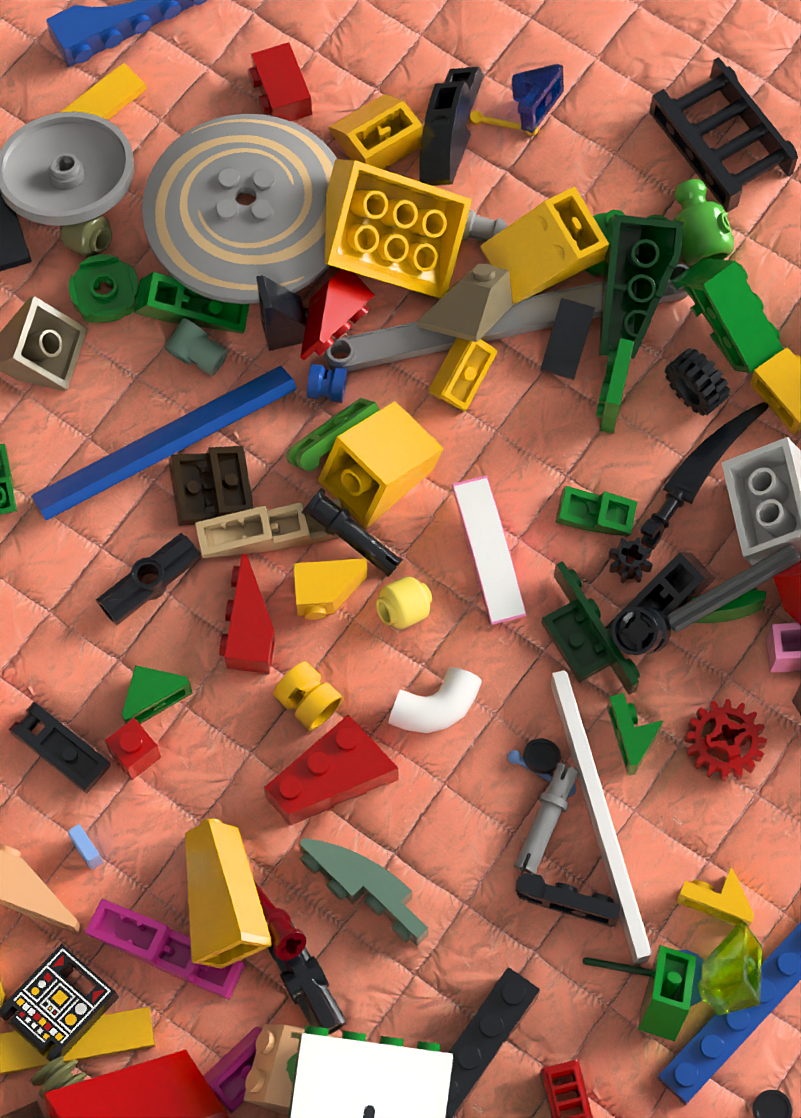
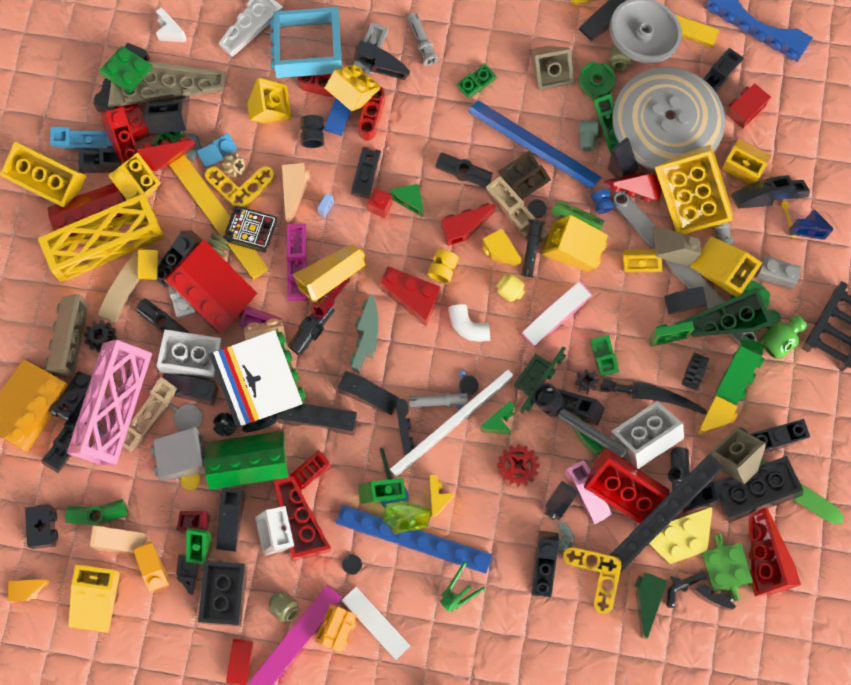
camera: 65 degrees right, 5 degrees up
(195, 89) = (723, 69): none -> black slope
(279, 493) = (537, 208): none -> black piece
(474, 936) = (367, 393): none -> black slope
(594, 174) = (778, 272): none -> light grey brick

